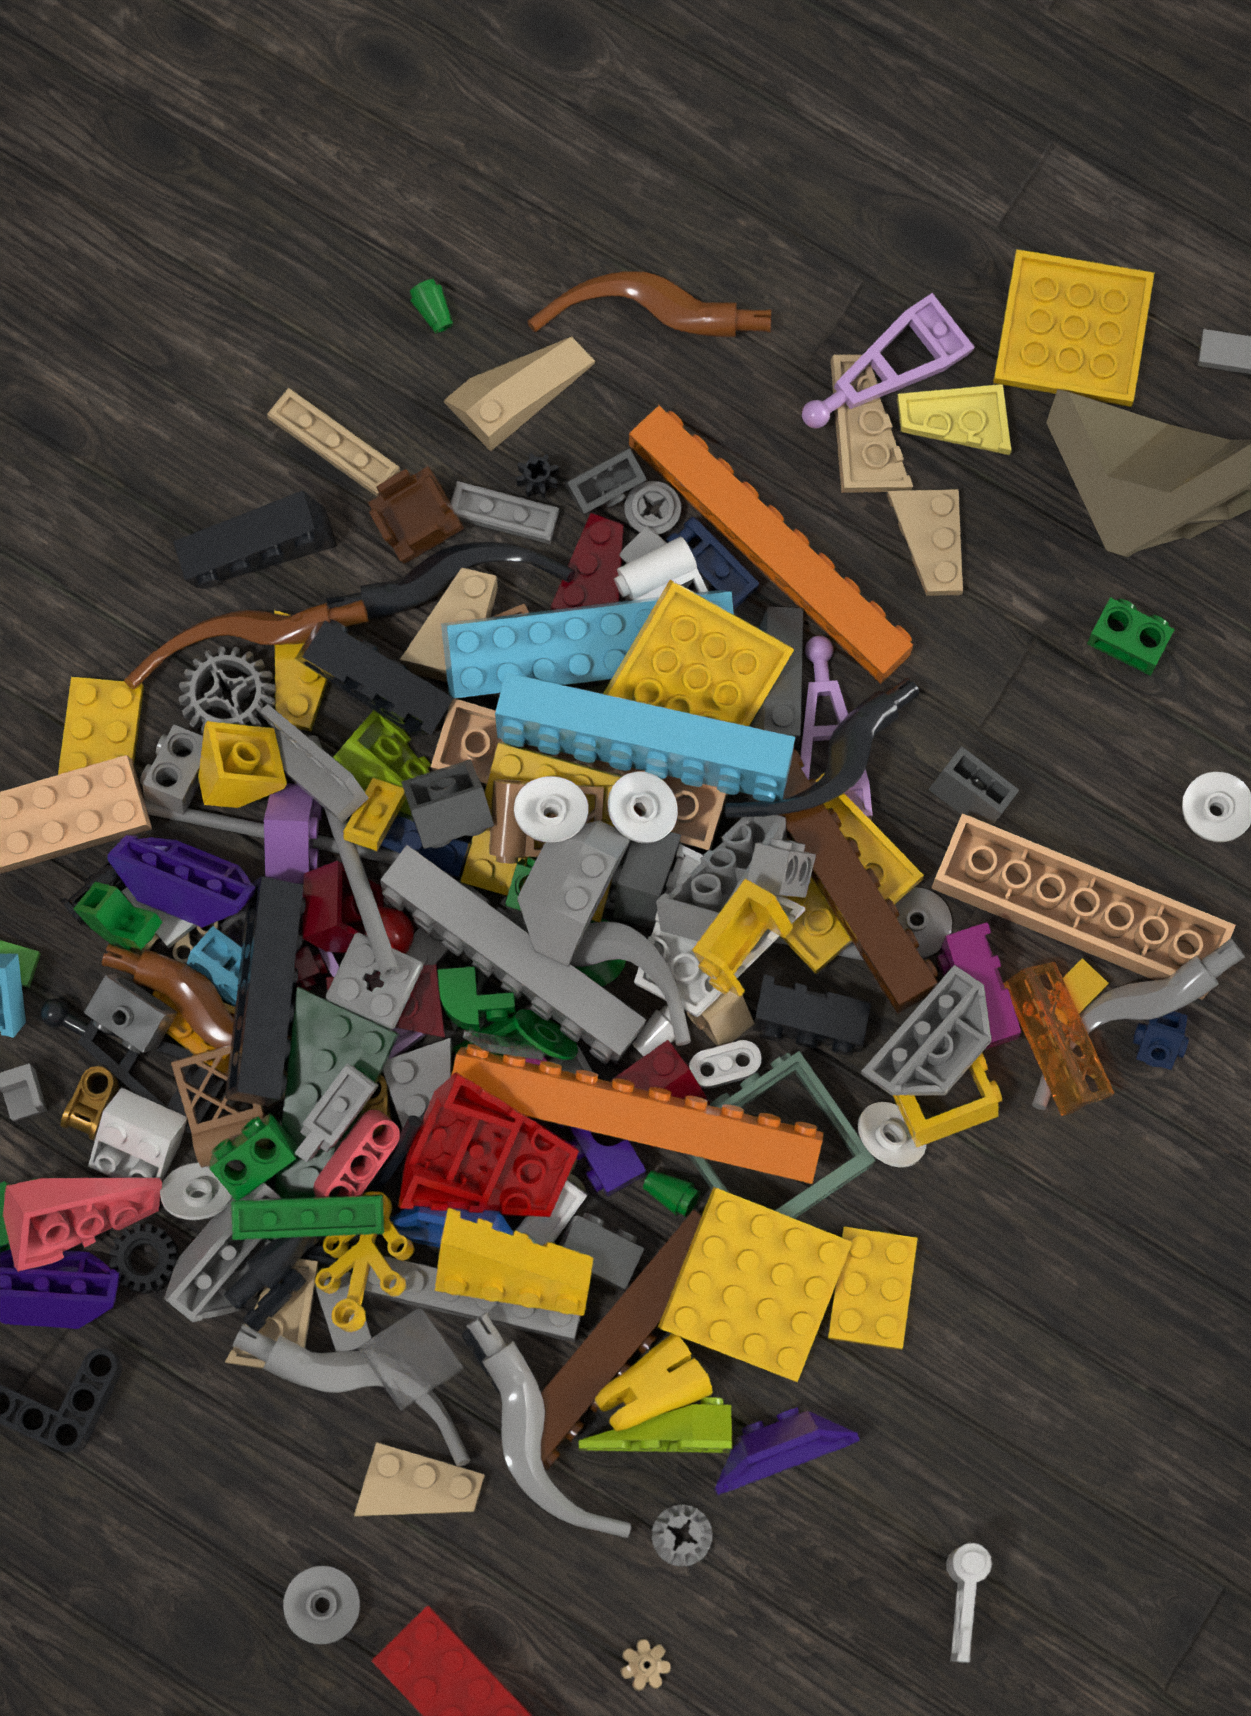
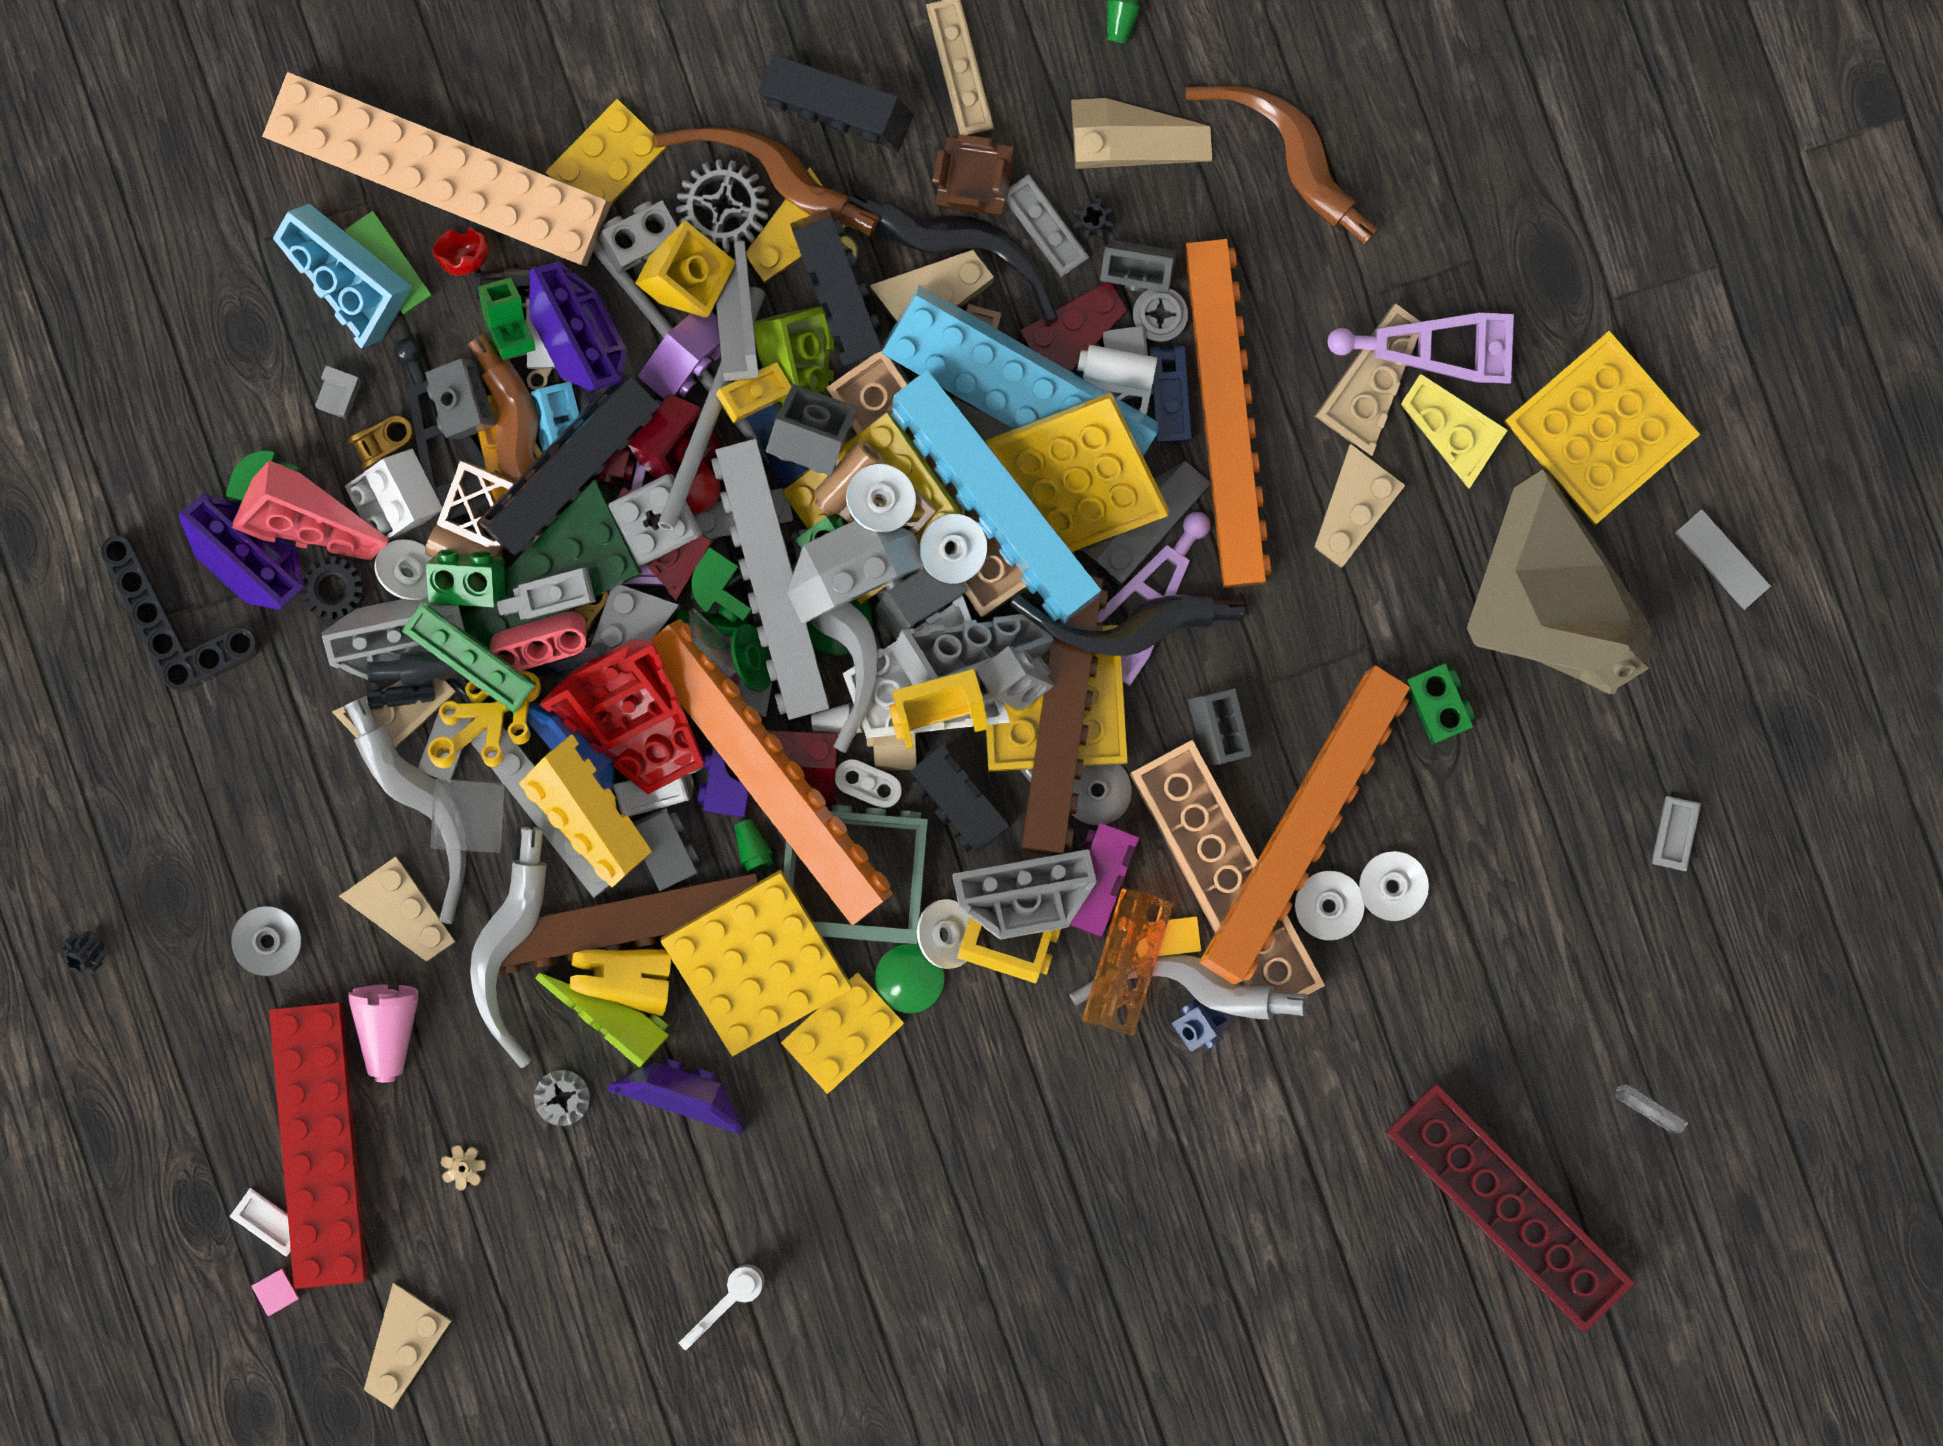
camera: 35 degrees right, 10 degrees up
(37, 898) = (461, 253): none -> red hair
(483, 1596) = (384, 1027): none -> bright pink cone
(890, 1198) = (908, 979): none -> green dish
(1111, 812) = (1304, 826): none -> orange brick
(1183, 846) = (1347, 900): none -> white dish

